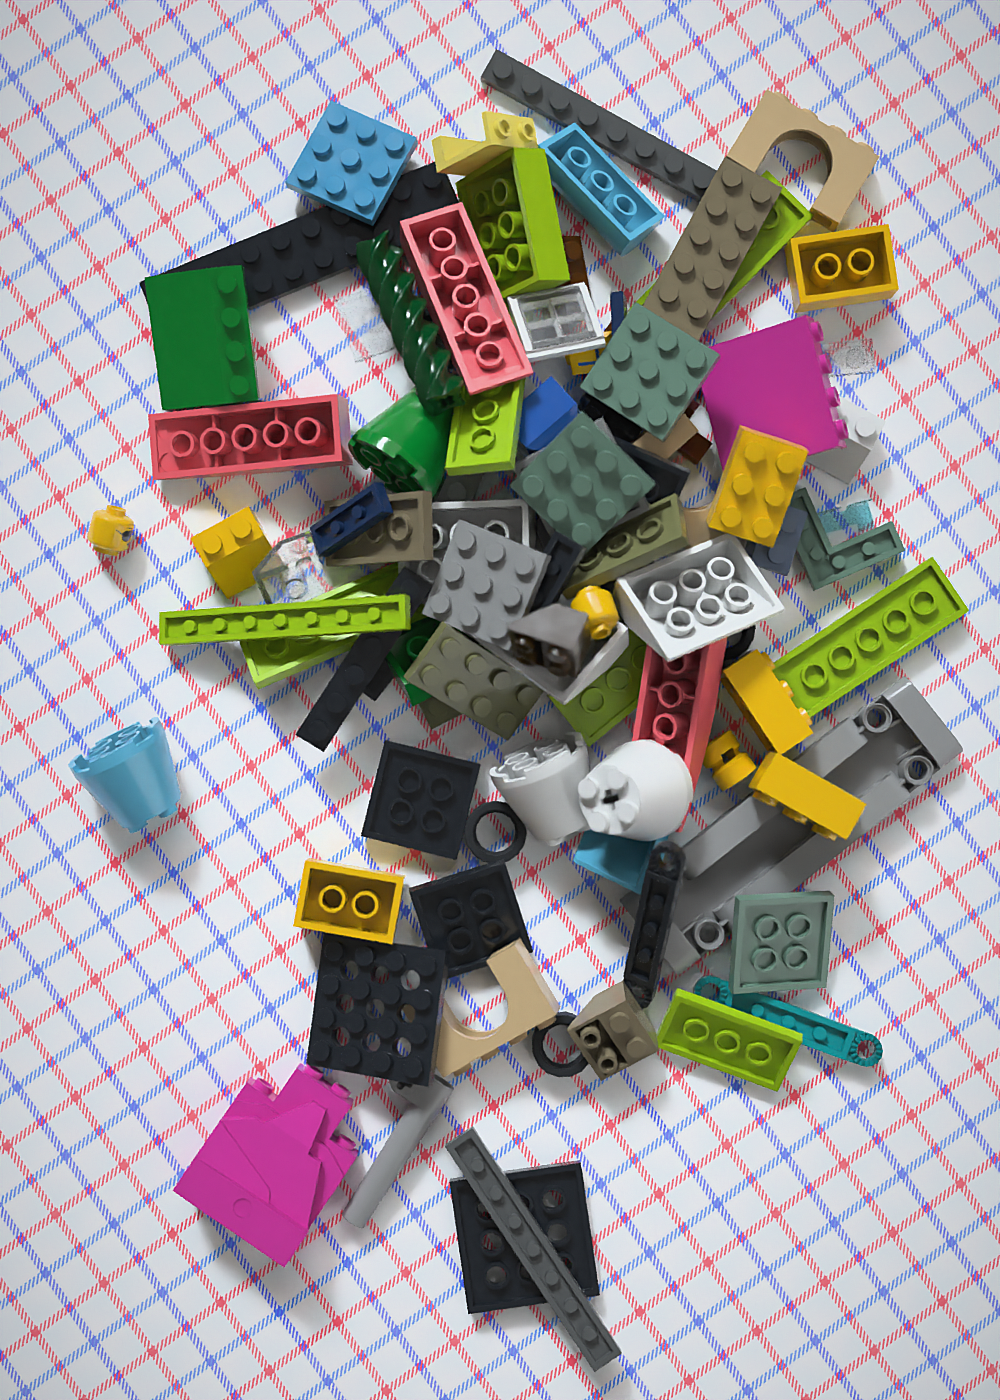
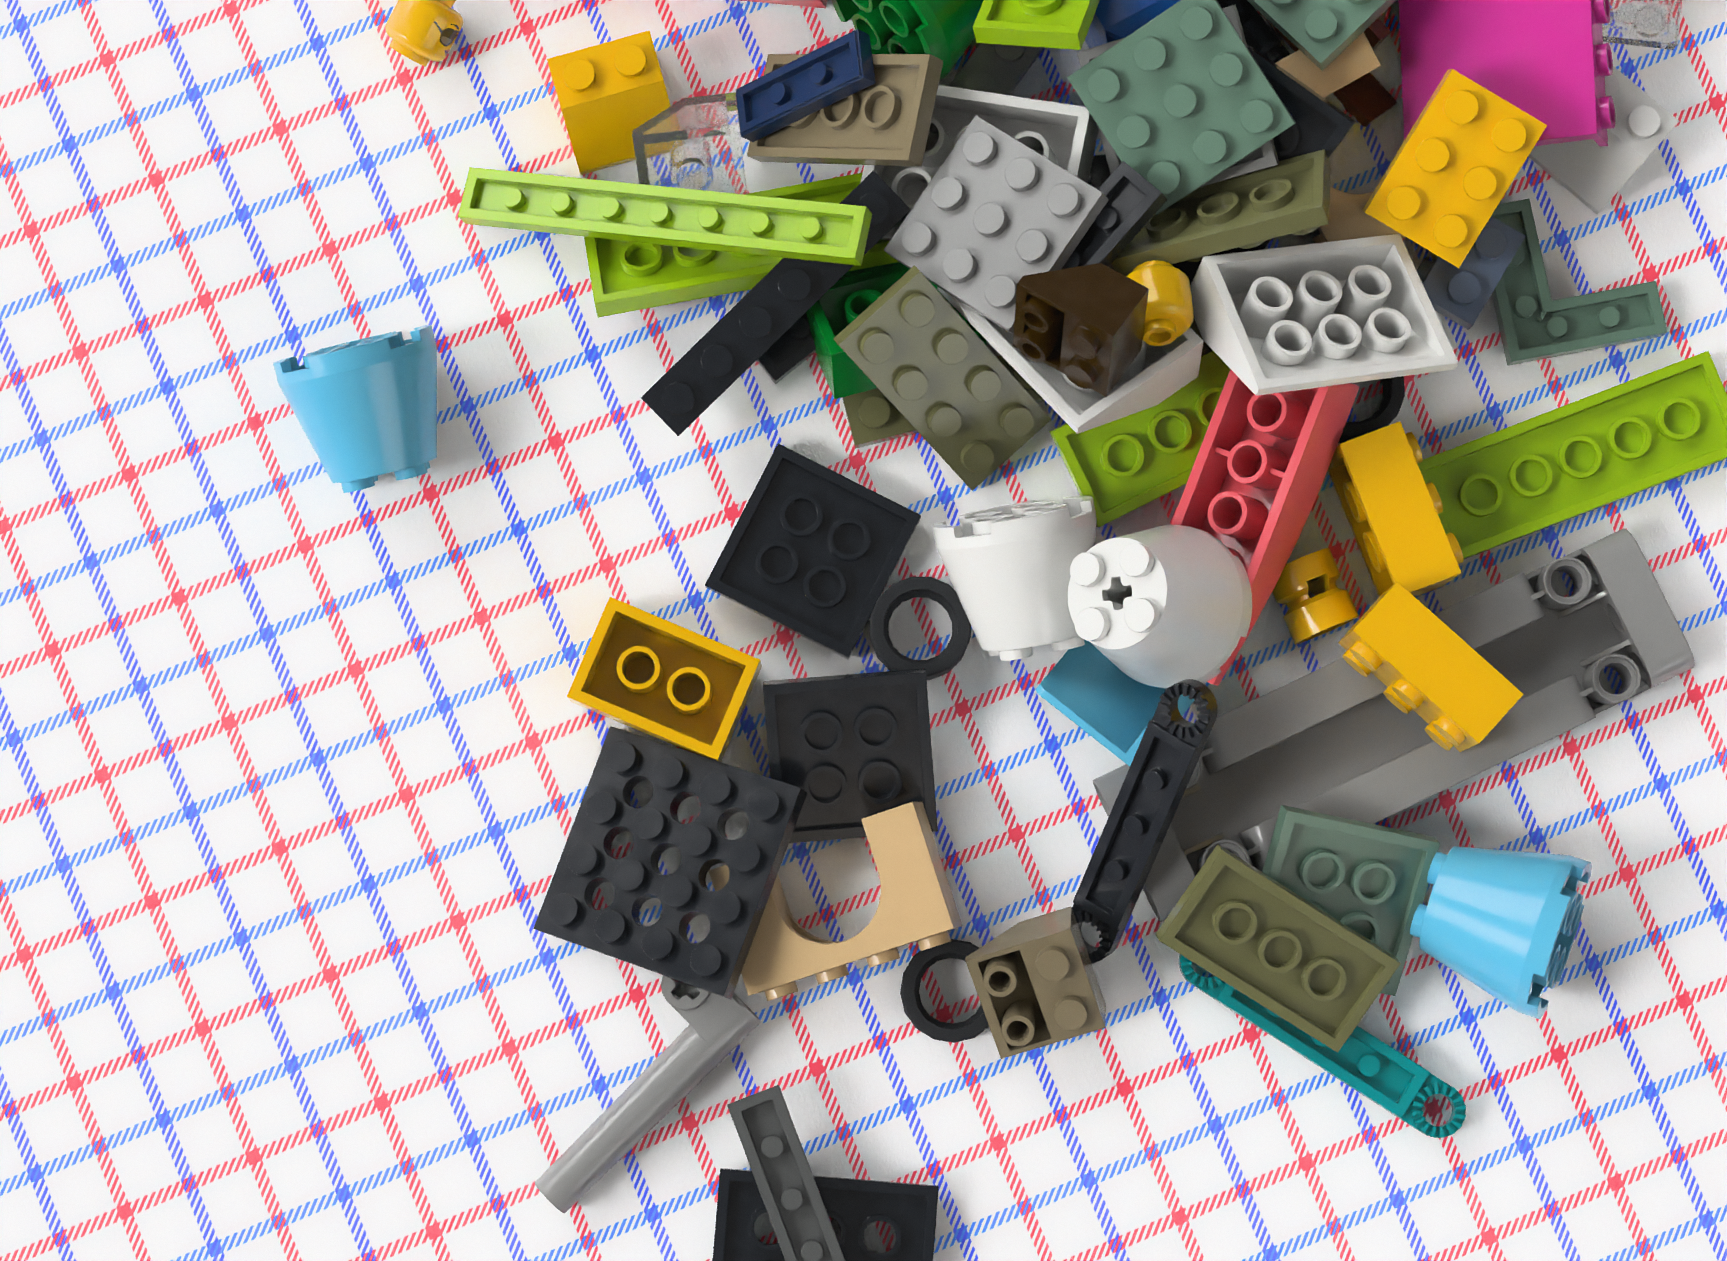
camera: 10 degrees right, 5 degrees down
(273, 1161) = (446, 1066): dark pink panel -> none
(728, 1039) = (1219, 1041): lime plate -> none
(751, 981) = (1277, 948): none -> olive plate
(852, 515) = (1601, 264): clear light blue piece -> none
(881, 932) = (1503, 920): none -> medium azure cone

